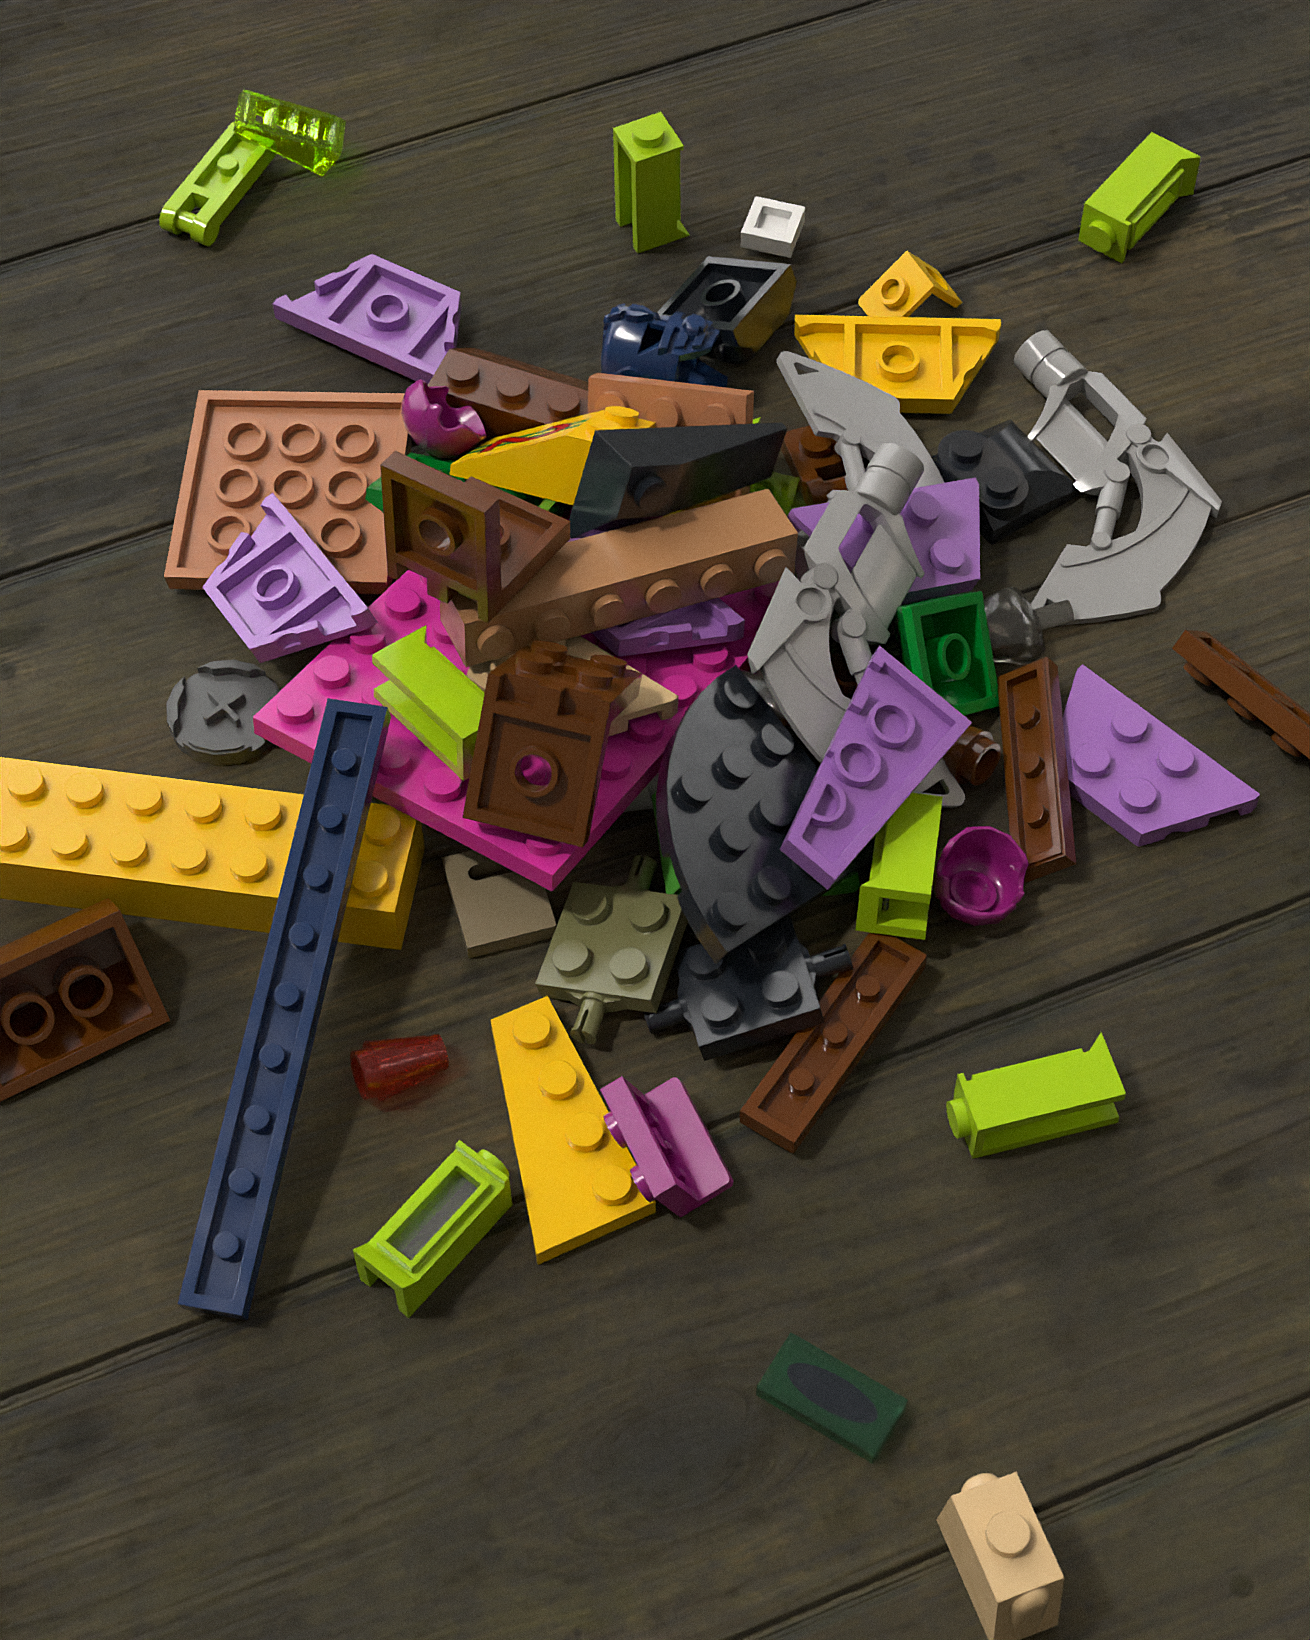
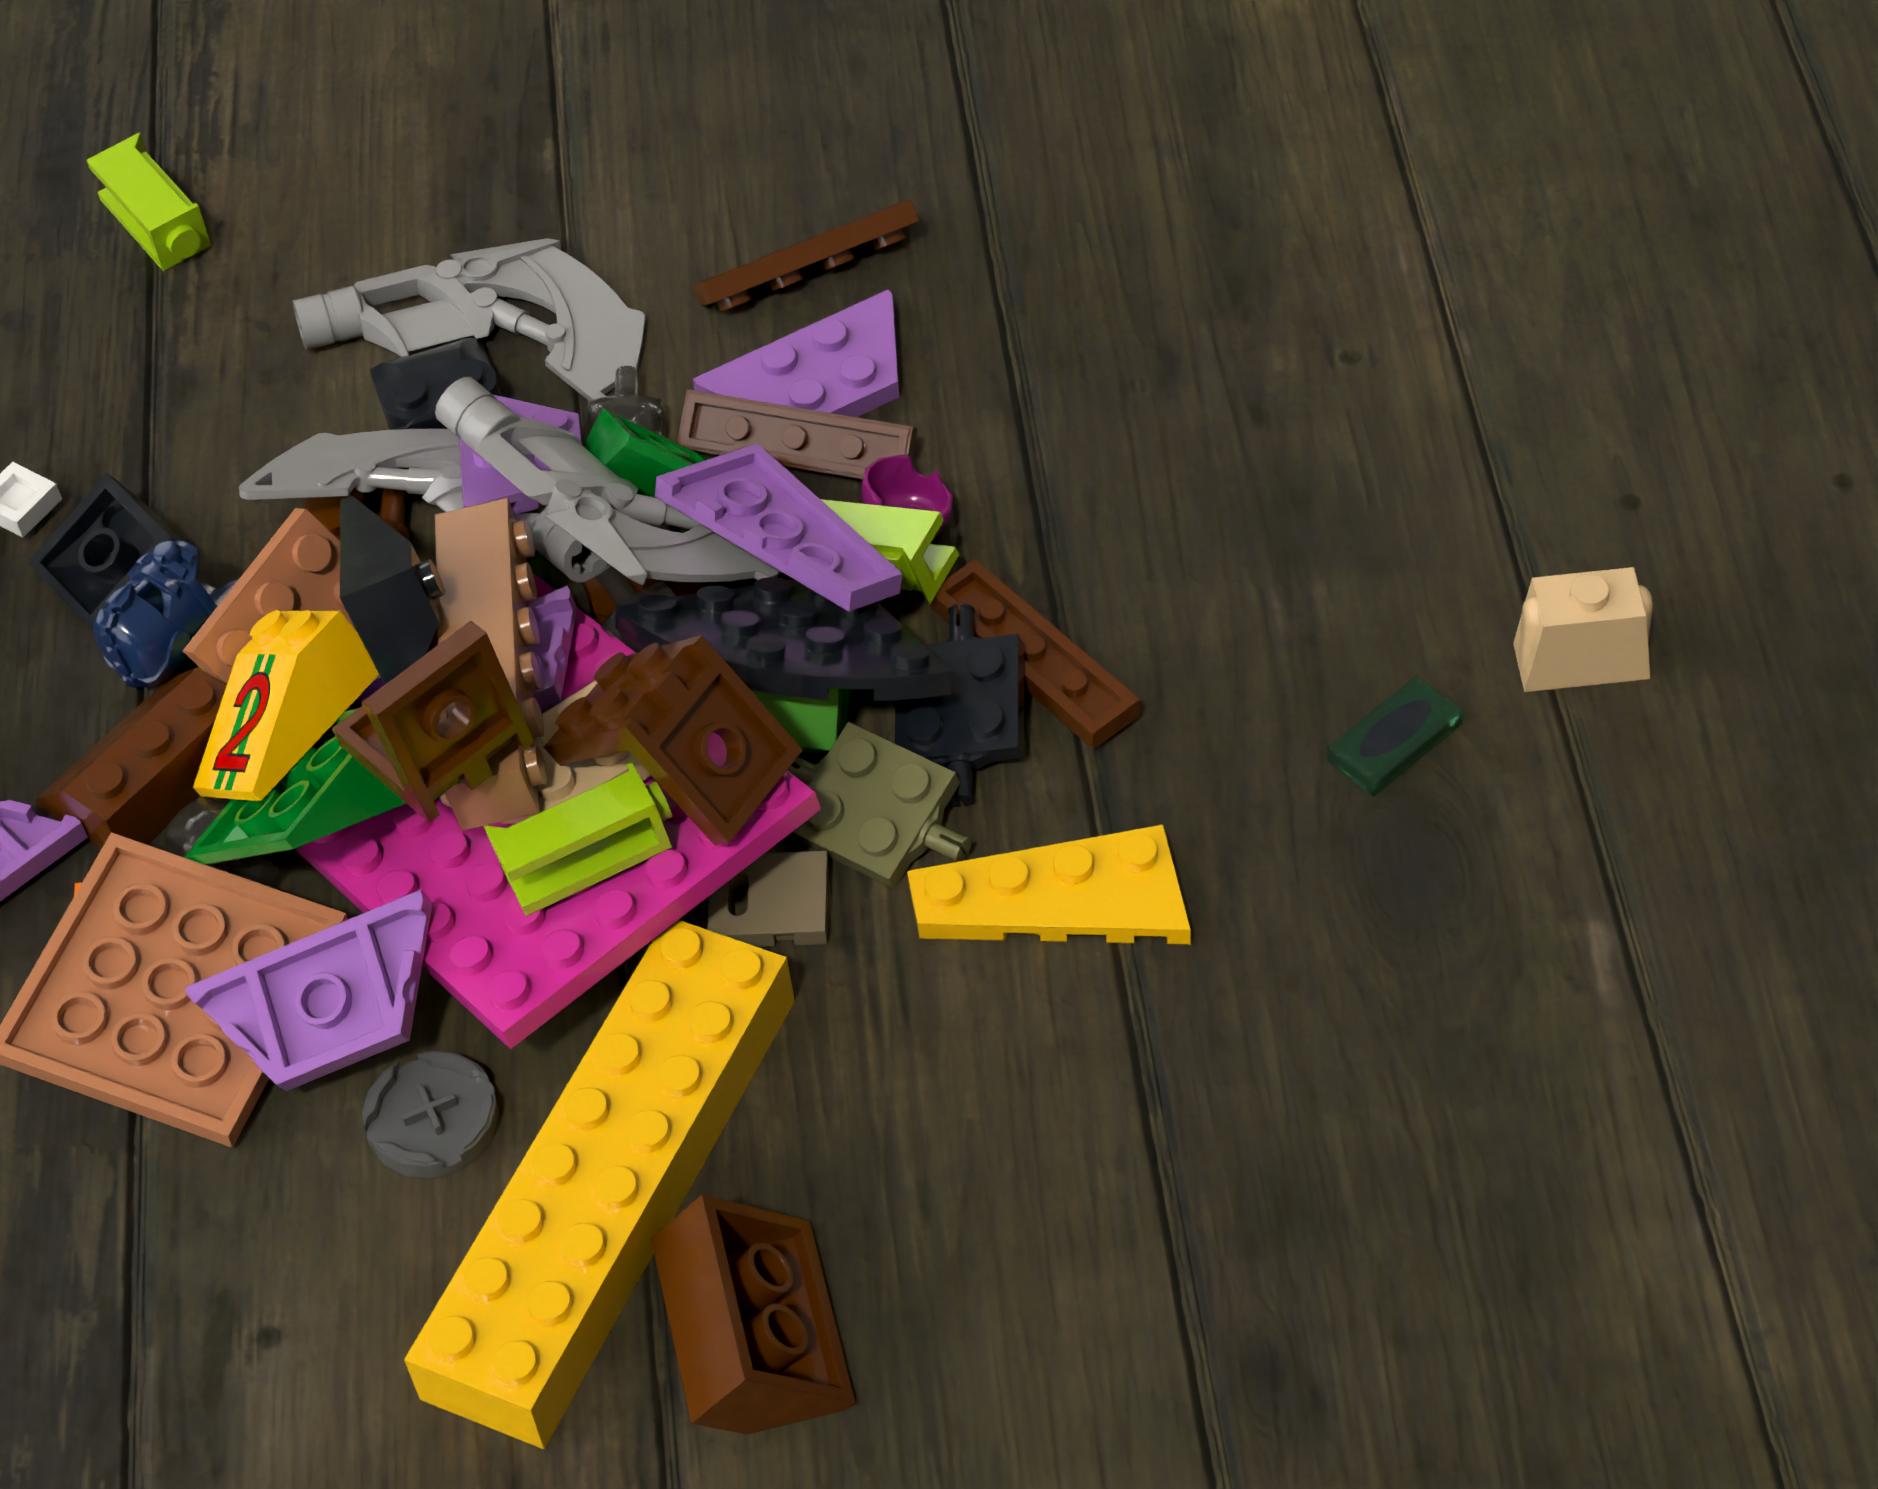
camera: 70 degrees left, 5 degrees down
(285, 1012) = (867, 1061): dark blue plate -> none
(396, 1064) = (942, 1014): clear red cone -> none
(436, 425) = (167, 813): magenta hair -> none
(437, 1226) = (1137, 1003): lime window -> none
(668, 1142) = (1111, 795): magenta bracket -> none
(906, 288) = (170, 414): yellow bracket -> none
(912, 358) = (250, 423): yellow wing -> none
(1036, 1100) = (1148, 514): lime window -> none

